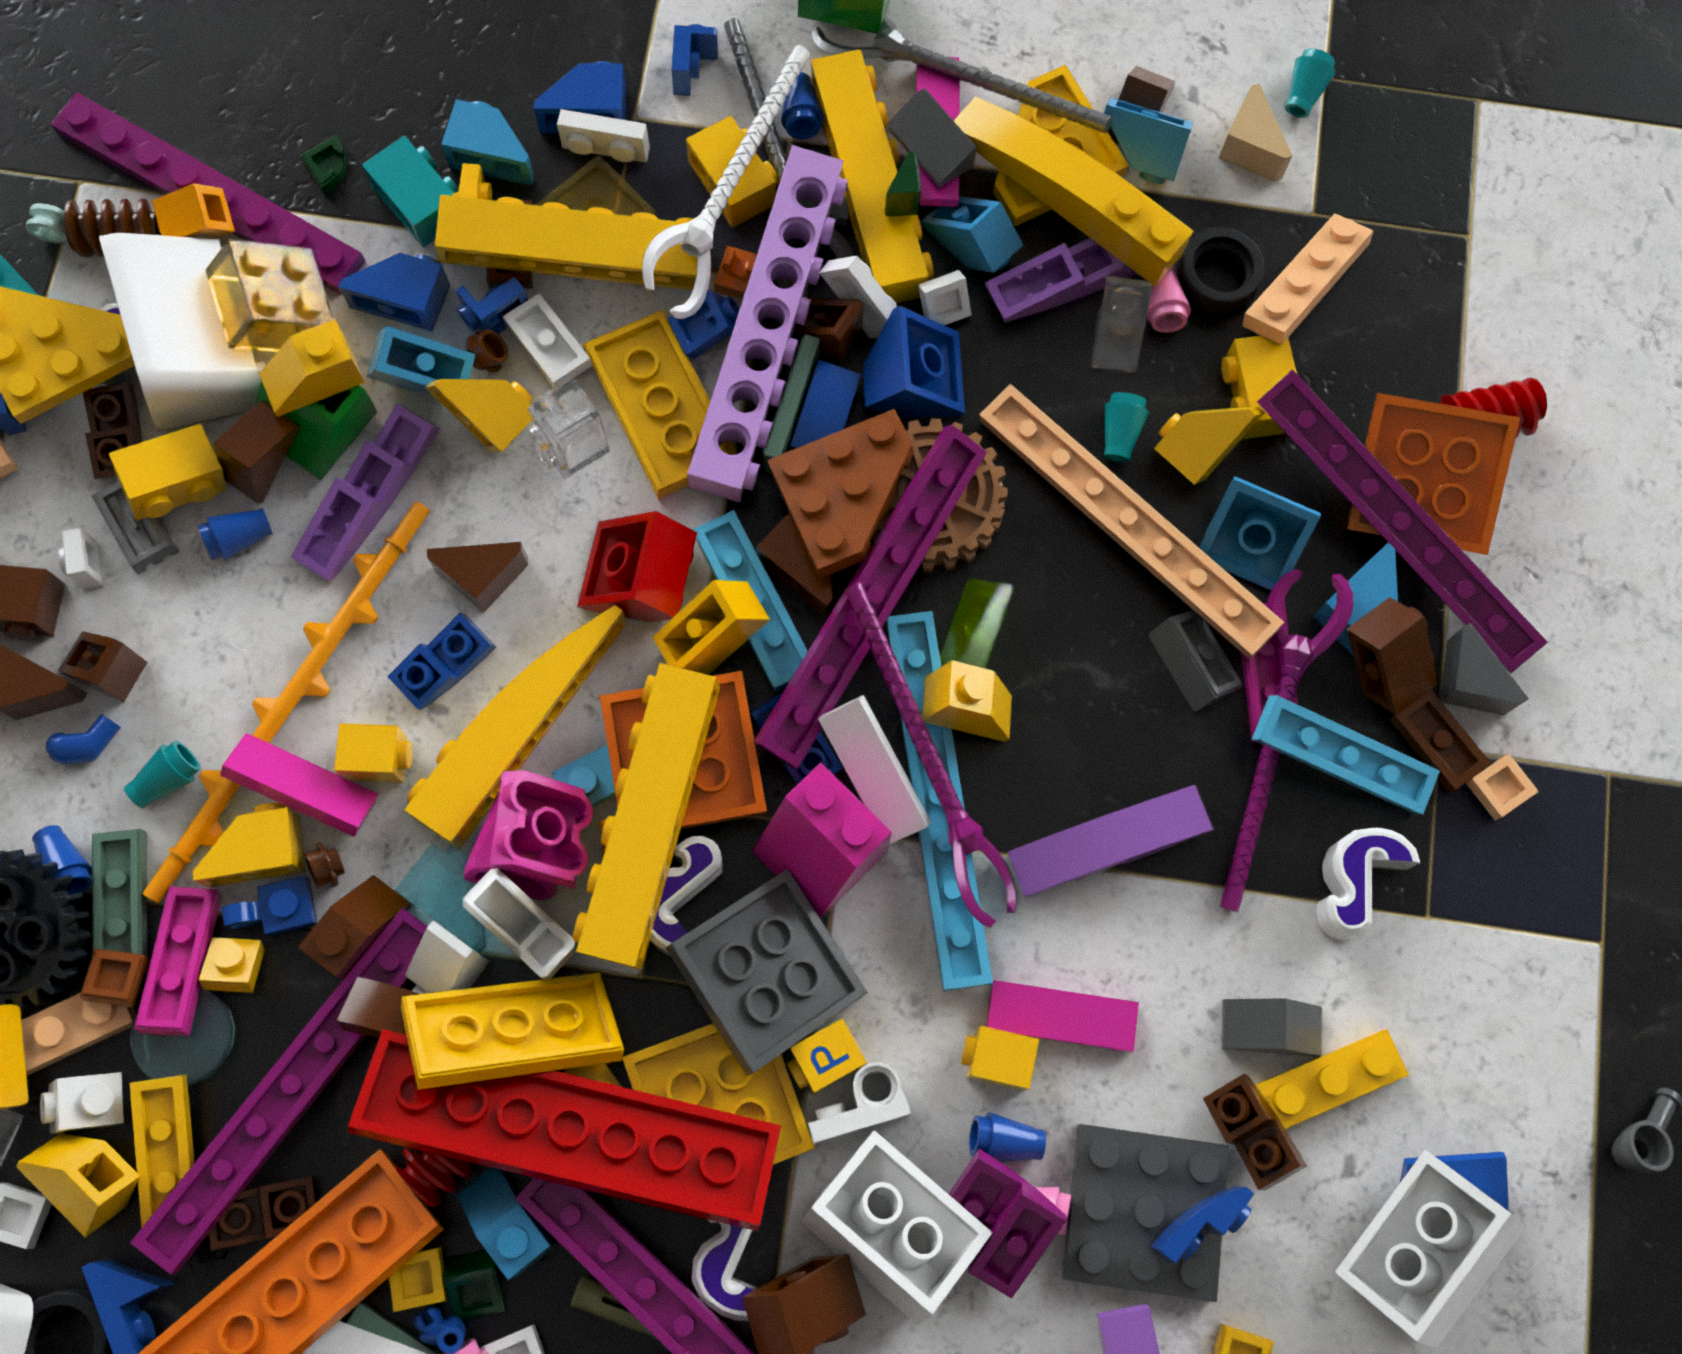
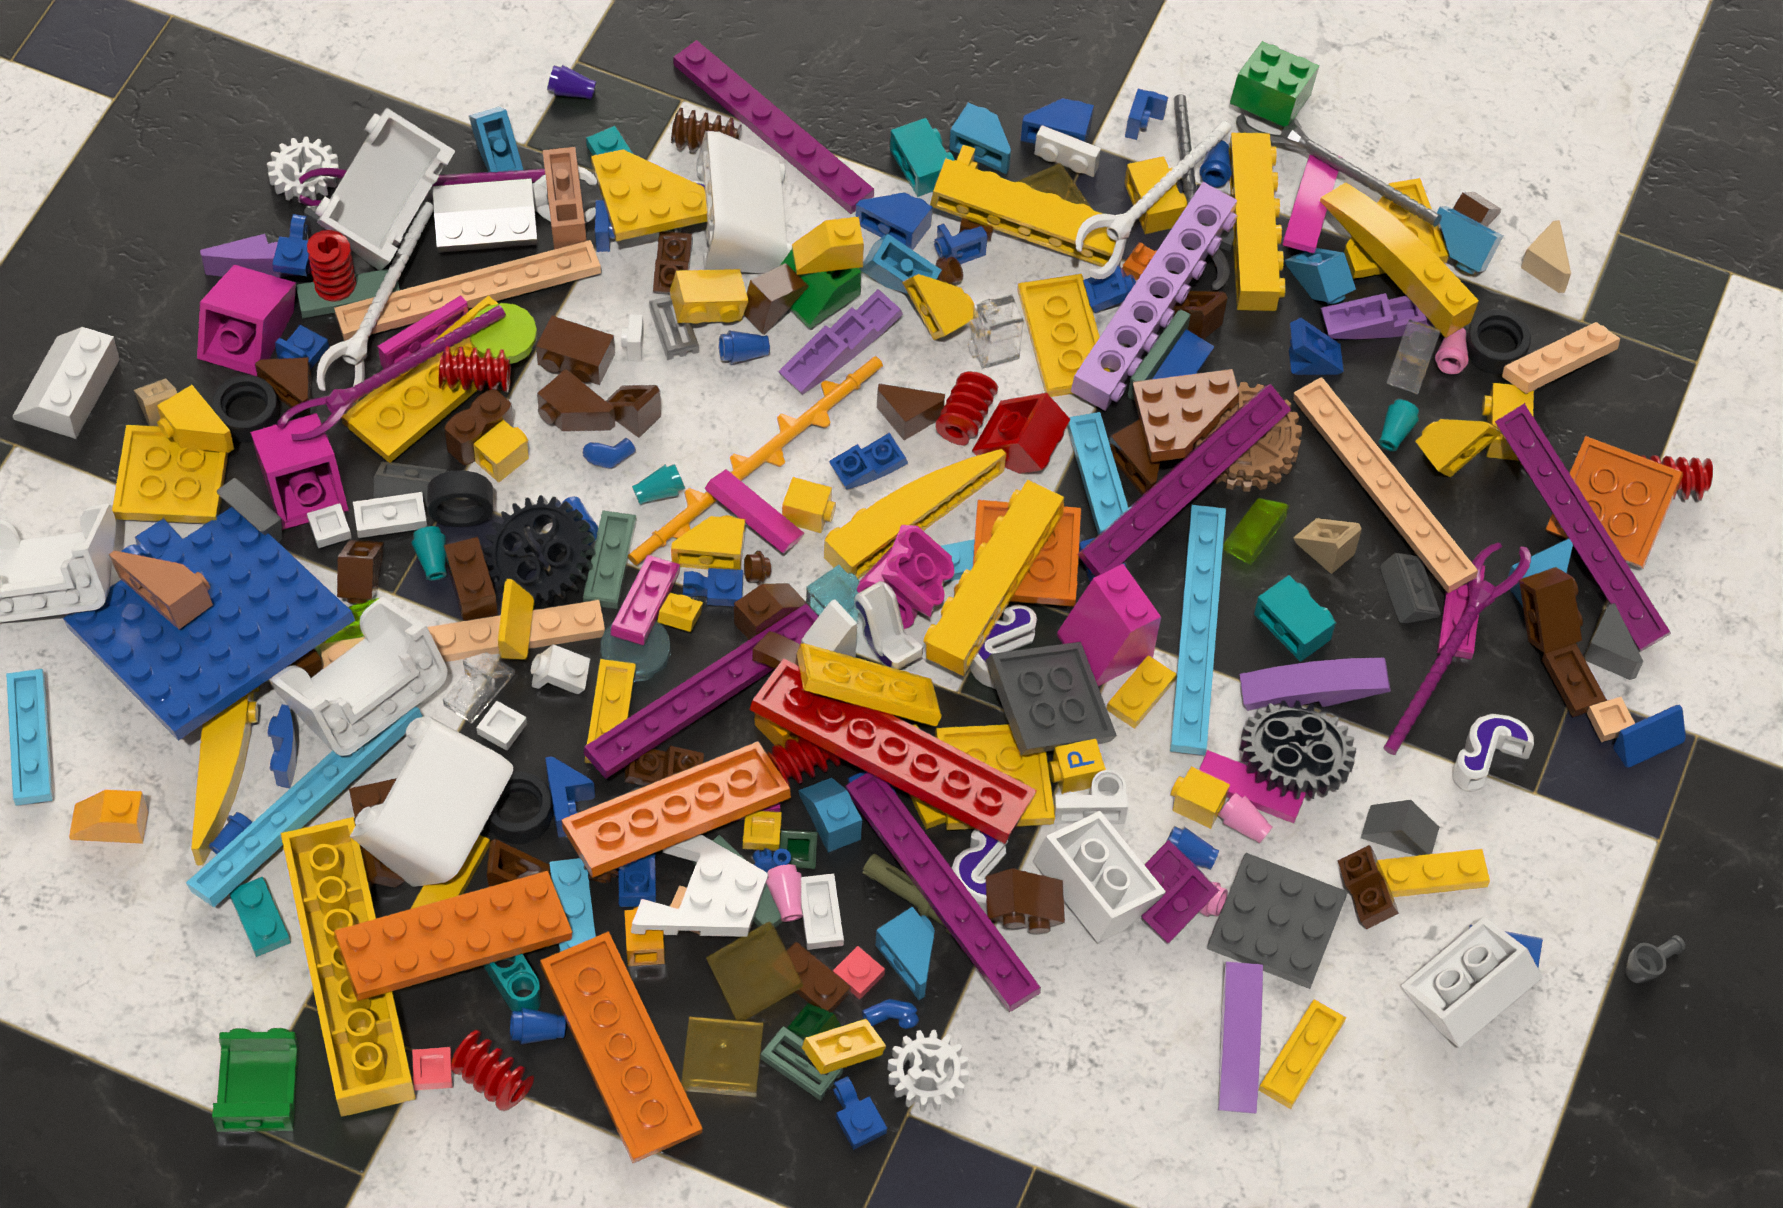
camera: 15 degrees right, 15 degrees down
(46, 223) = (658, 120): light aqua bush -> none
(81, 1179) = (555, 713): yellow slope -> none
(114, 978) = (601, 597): dark orange tile -> none
(193, 213) = (766, 133): light orange brick -> none
(266, 293) = (804, 195): clear yellow brick -> none
(326, 163) = (861, 126): dark green tile -> none
(547, 341) = (992, 272): white plate -> none
(551, 548) = (966, 407): none -> red piece
(711, 626) = (1070, 472): yellow brick -> none
(854, 280) = (1224, 278): white plate -> none
(874, 768) = (1156, 580): tile -> none
(884, 911) = (1141, 691): none -> yellow plate
(905, 190) = (1276, 229): dark green slope -> none
(914, 368) = (1255, 350): blue slope -> none
(933, 136) = (1306, 202): dark grey slope -> none
(945, 298) = (1286, 310): white plate -> none
(963, 832) = (1211, 647): magenta piece -> none
(967, 701) = (1236, 567): yellow slope -> none
(990, 347) = (1313, 351): none -> blue slope
(1061, 748) = (1295, 617): none -> teal brick
(1068, 1072) = (1245, 818): none -> bright pink cone
(1074, 620) = (1329, 541): none -> tan slope
(1136, 987) = (1297, 749): none -> black gear
(1216, 1213) = (1321, 916): blue slope -> none
(1258, 533) = (1477, 513): dark azure slope -> none
(1309, 80) = (1602, 228): teal cone -> none
(1345, 754) = (1500, 666): medium azure plate -> none
(1557, 798) = (1651, 736): none -> blue slope

